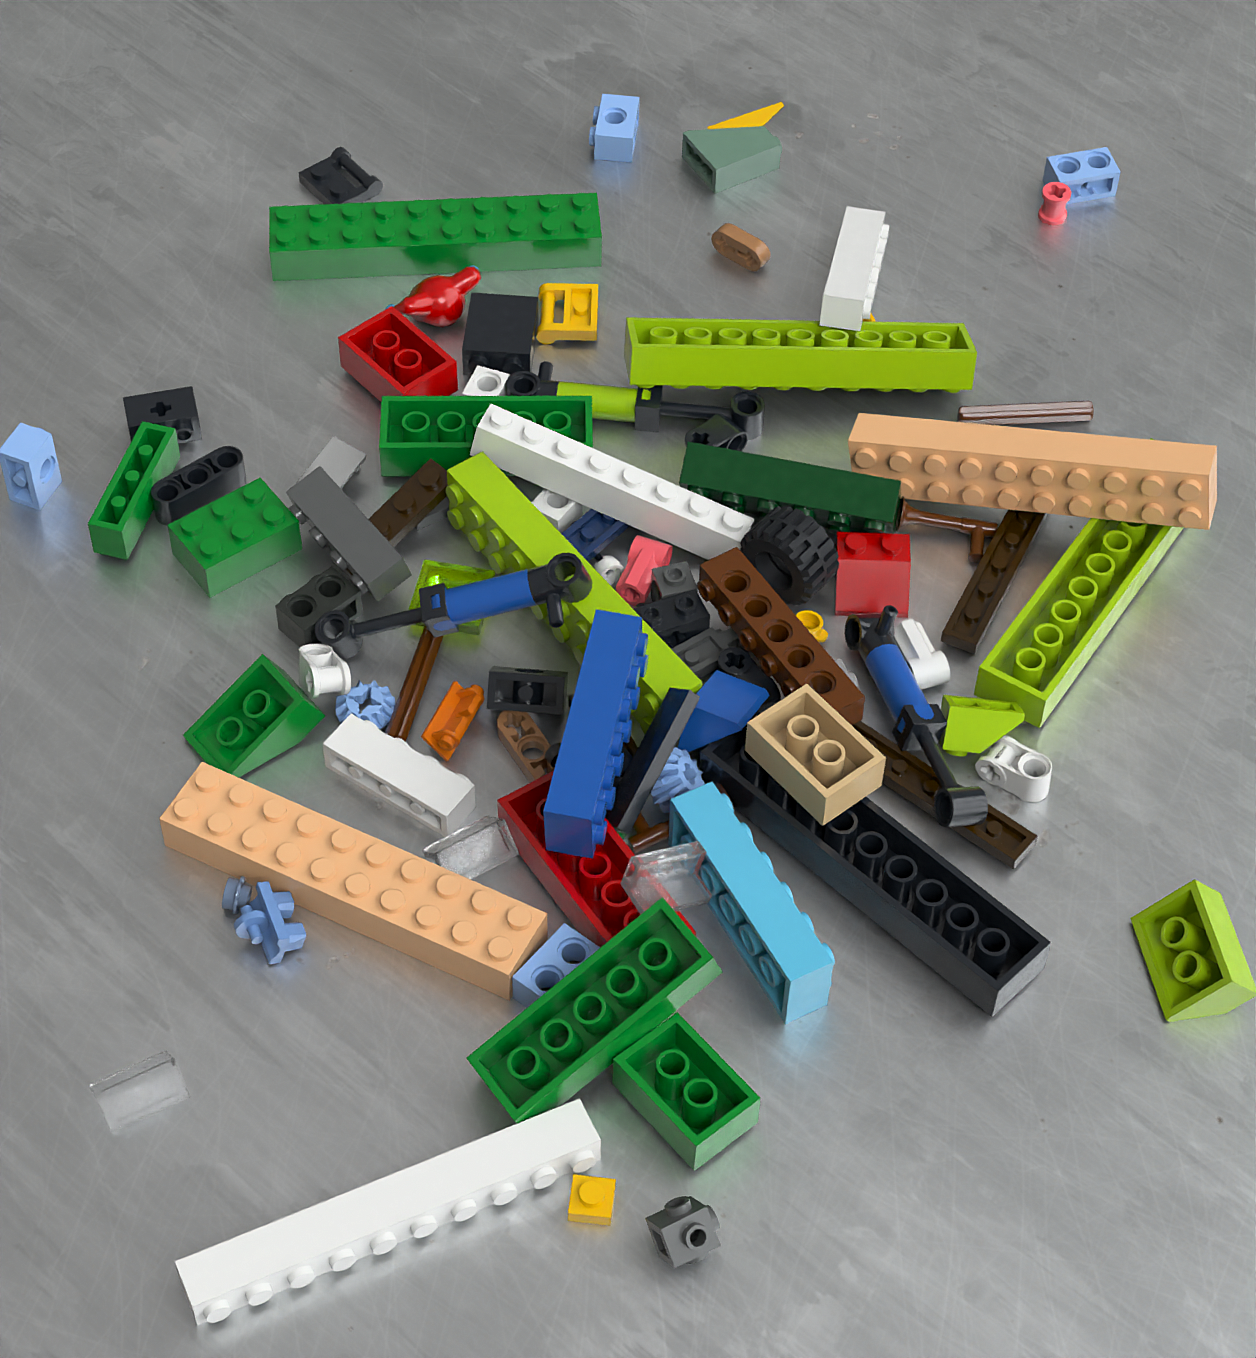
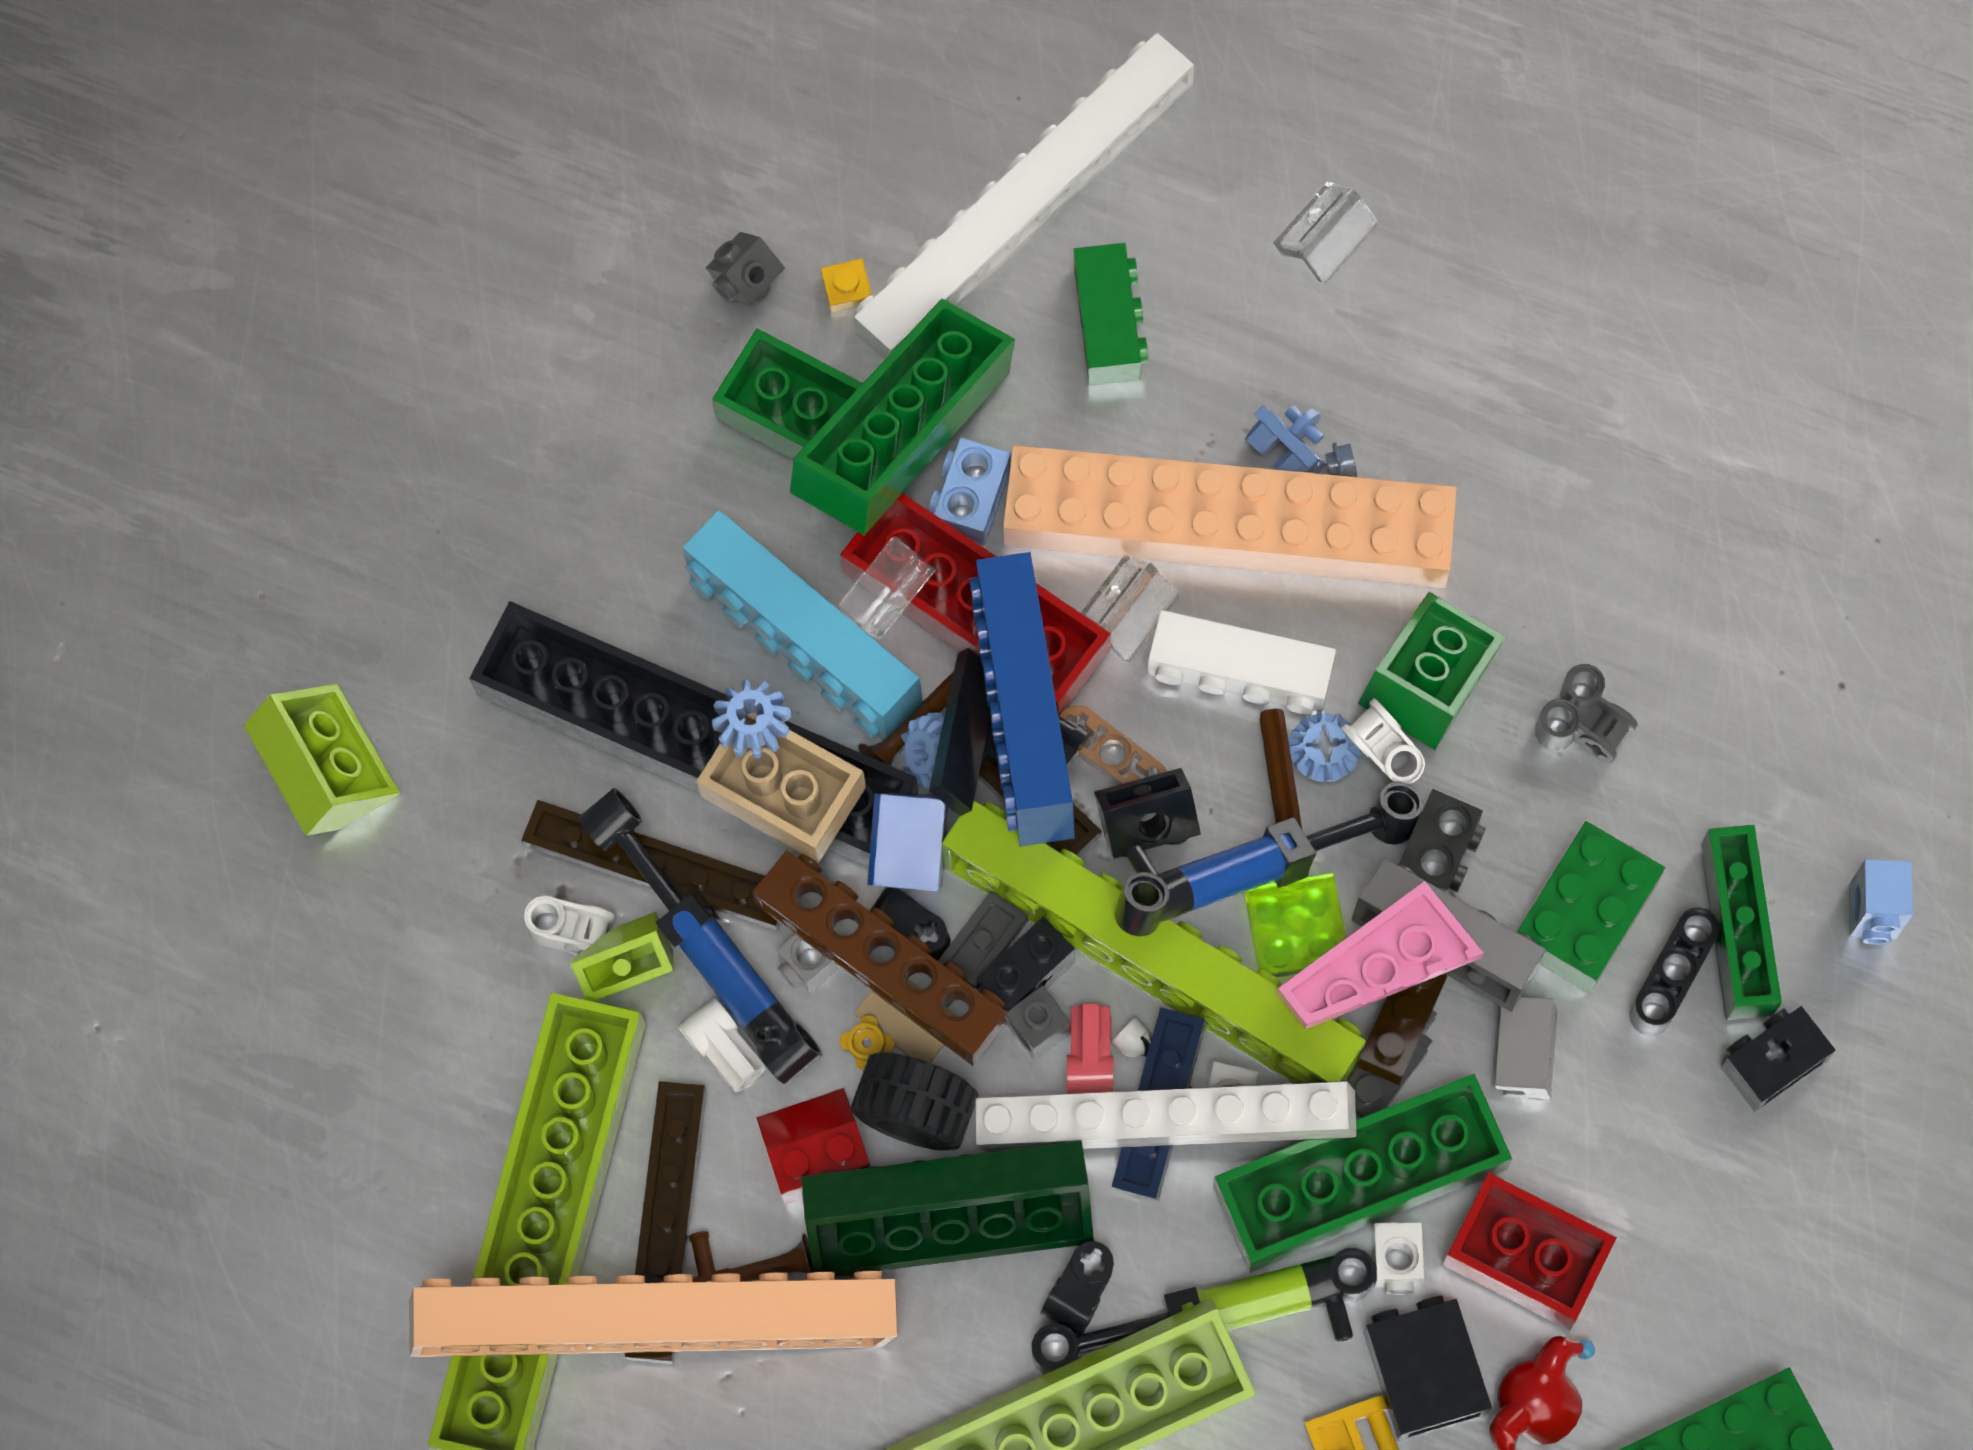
camera: 165 degrees right, 20 degrees up
(161, 655) = (1586, 717): none -> dark grey piece
(368, 1080) = (1109, 313): none -> green brick
(394, 506) = (1386, 955): none -> bright pink wing
(453, 718) = (1218, 763): orange hinge -> none
(826, 769) = (768, 724): none -> light blue gear

